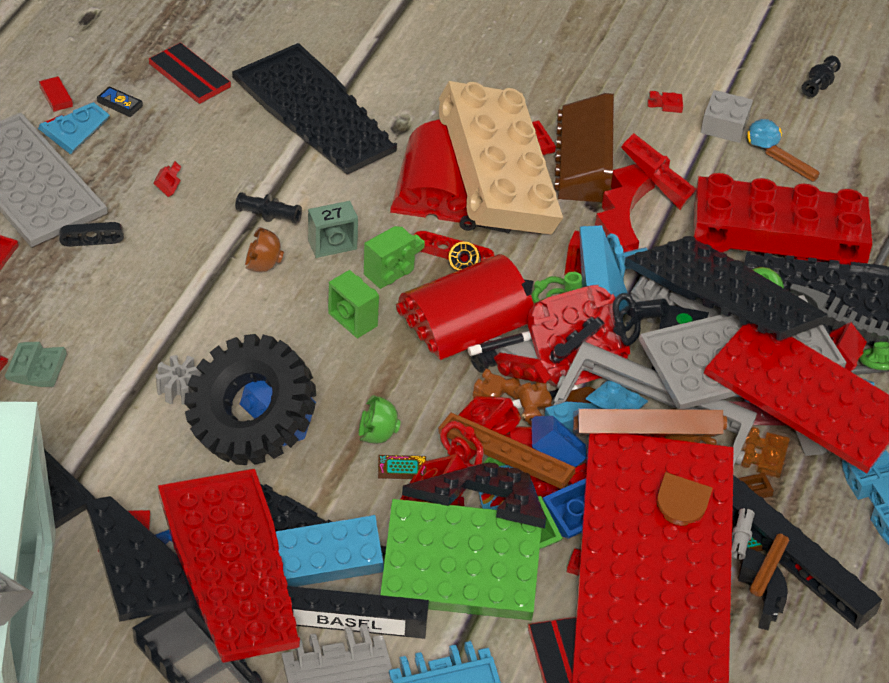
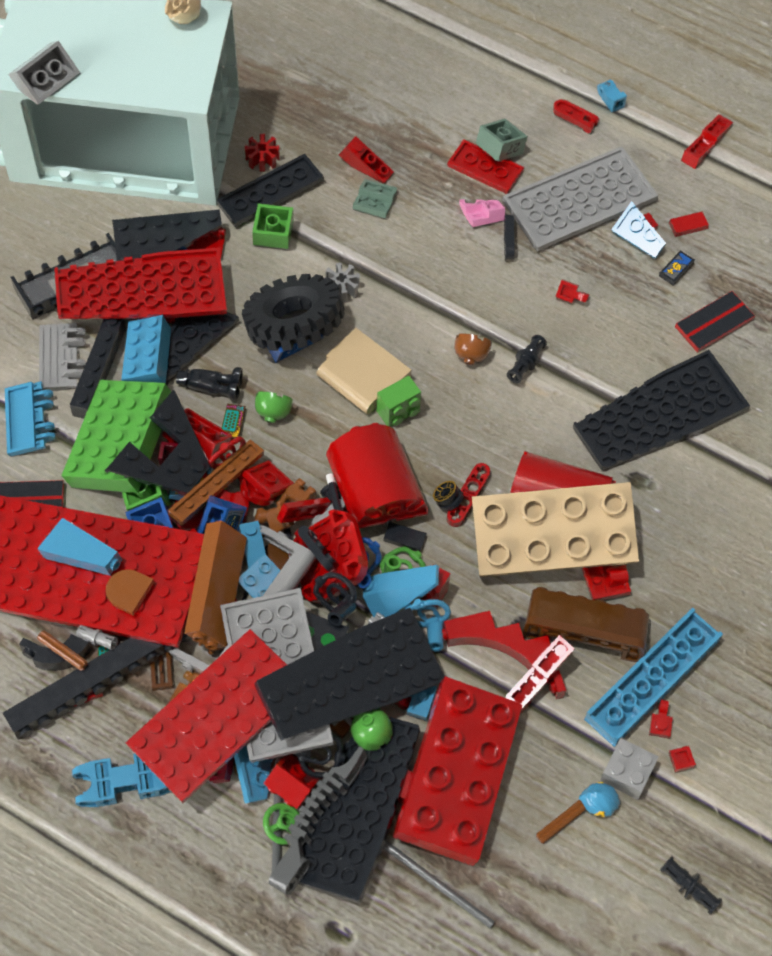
camera: 100 degrees right, 15 degrees up
(50, 263) = (482, 212): none -> bright pink slope
(99, 452) = (273, 226): none -> bright green brick
(320, 339) = (361, 369): none -> tan piece
(332, 229) = (489, 397): sand green brick -> none
(351, 497) = (210, 381): none -> black piece
(390, 255) = (451, 436): bright green hinge -> none
(629, 112) = (652, 677): none -> dark azure tile
(641, 561) = (79, 549): none -> dark azure slope
(701, 86) = (681, 758): none -> red plate

